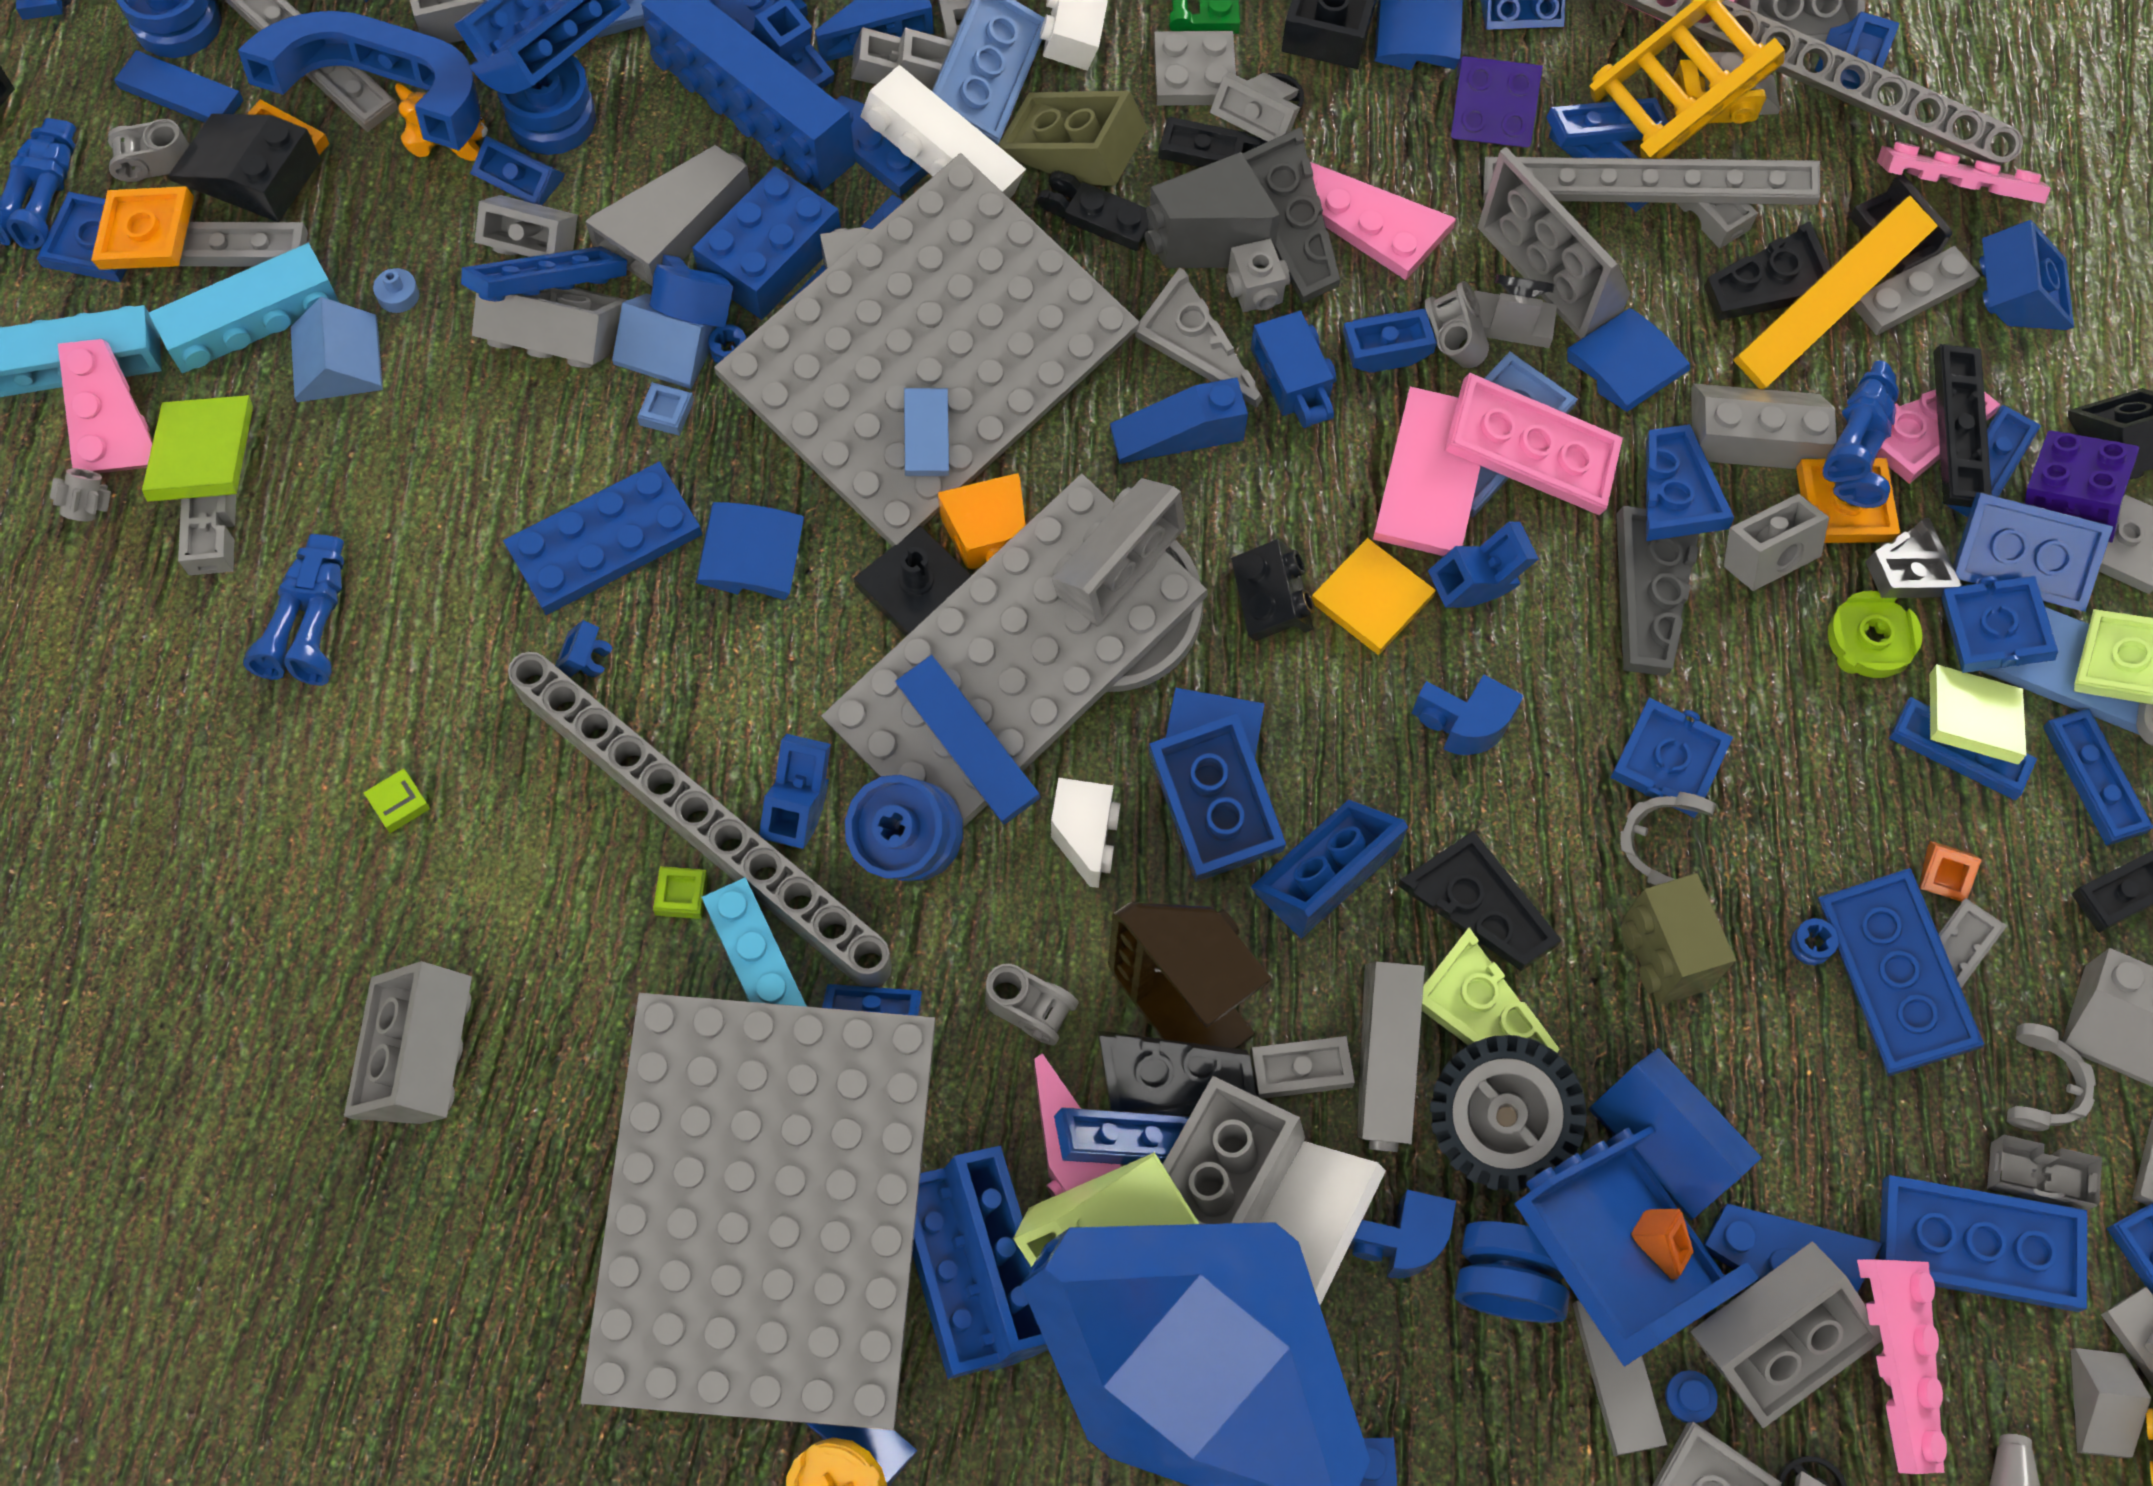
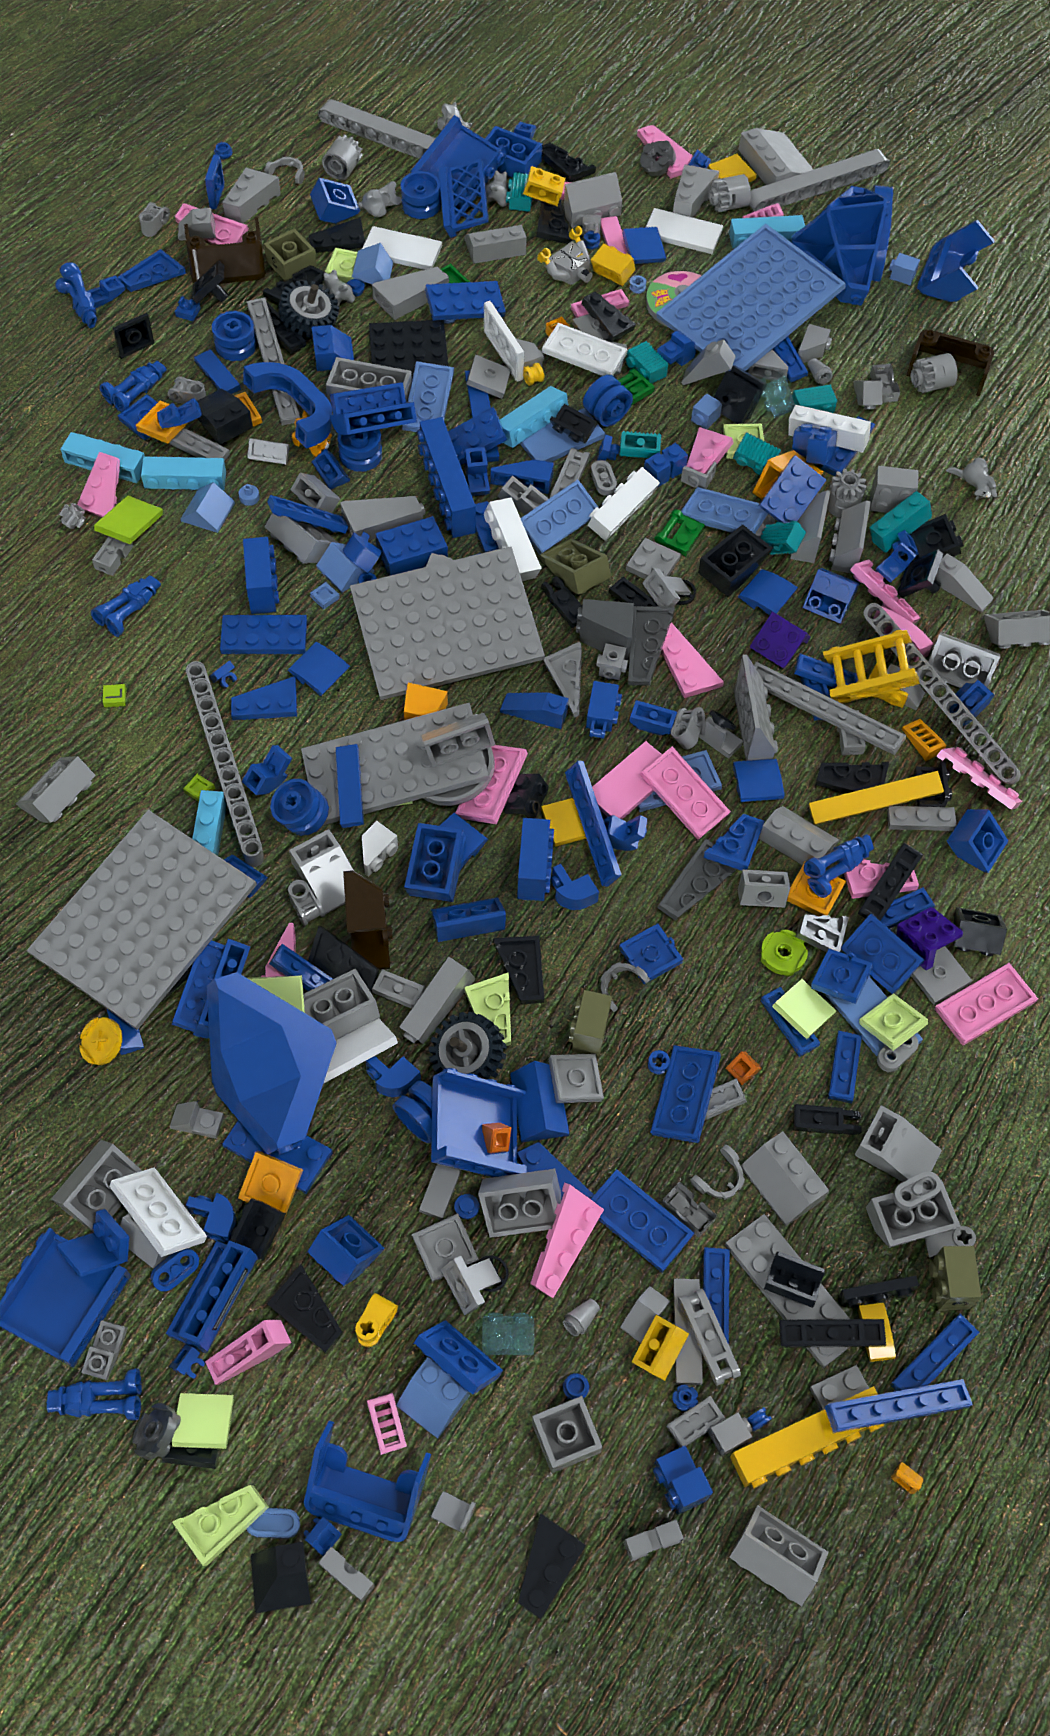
camera: 30 degrees right, 5 degrees down
(162, 207) = (173, 416): none -> blue slope
(379, 190) = (268, 451): none -> light grey plate
(530, 429) = (259, 572): none -> blue brick
(695, 661) = (266, 702): none -> blue wing
(911, 580) = (376, 712): black tile -> none
(926, 432) = (419, 655): medium blue tile -> none
(1029, 920) = (321, 866): none -> light grey slope
(1227, 636) = (491, 801): none -> bright pink tile
(1378, 697) = (535, 859): none -> blue brick
(1428, 579) = (593, 823): none -> blue tile
(1707, 1051) = (576, 1078): none -> light grey plate
(1851, 154) = (921, 746): none -> light orange slope

